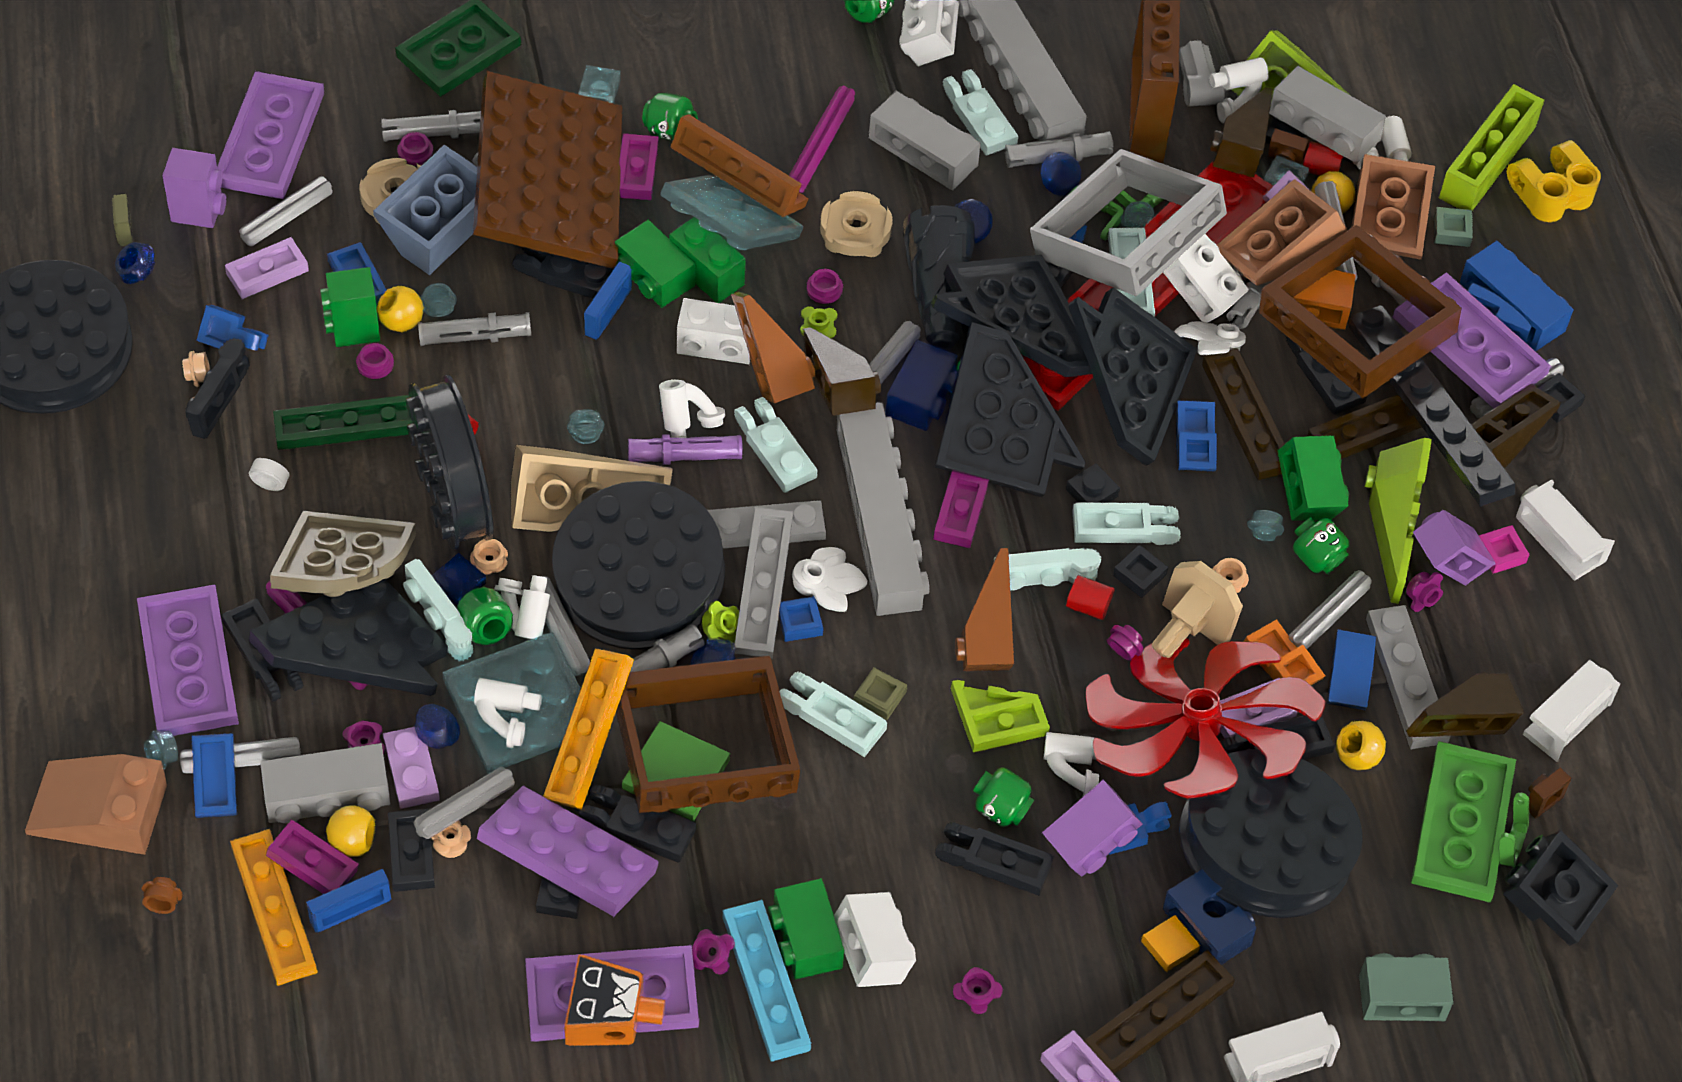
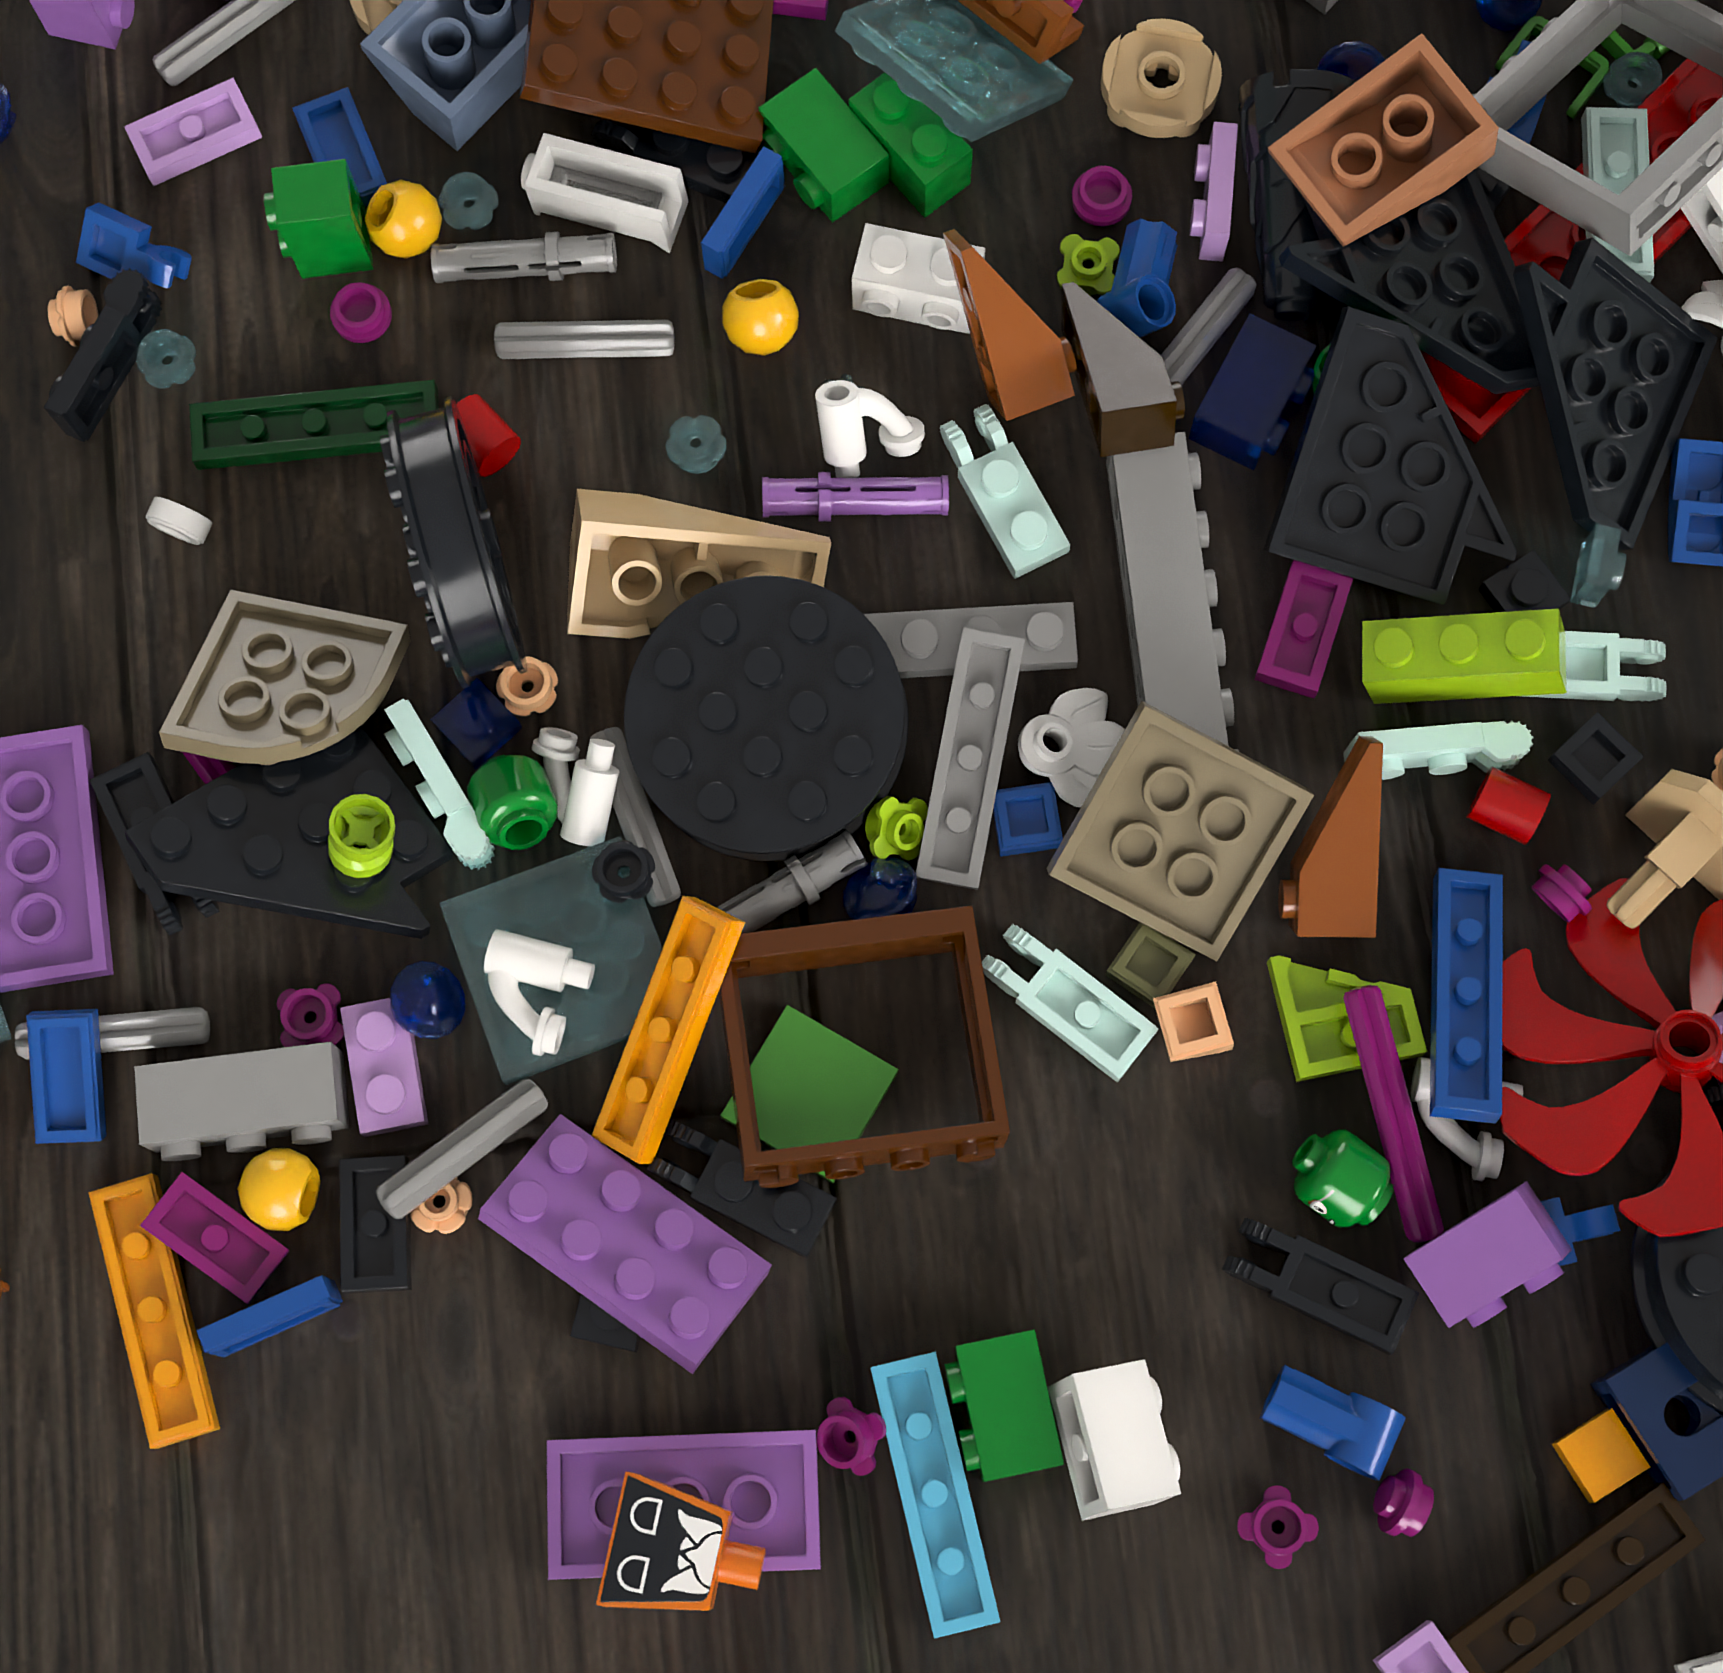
camera: 10 degrees right, 20 degrees up
(255, 382) = (160, 345): none -> clear light blue plate
(396, 627) = (361, 822): none -> lime wheel
(513, 372) = (584, 339): none -> light grey axle
(523, 289) = (605, 189): none -> white window
(556, 637) = (620, 855): none -> black plate
(621, 354) = (760, 316): none -> yellow piece
(853, 323) = (1142, 277): none -> blue piece
(892, 269) = (1216, 169): none -> lavender plate
(892, 610) = (1179, 831): none -> dark tan plate
(909, 719) = (1193, 1022): none -> light nougat slope
(990, 240) = (1387, 143): none -> nougat slope
(1017, 932) = (1349, 1428): none -> blue piece
(1029, 754) = (1393, 1113): none -> magenta axle
(1052, 970) = (1403, 1503): none -> magenta plate
(1056, 513) = (1464, 656): none -> lime brick
(1070, 694) = (1466, 996): none -> blue plate
(1135, 469) = (1598, 566): none -> clear light blue plate

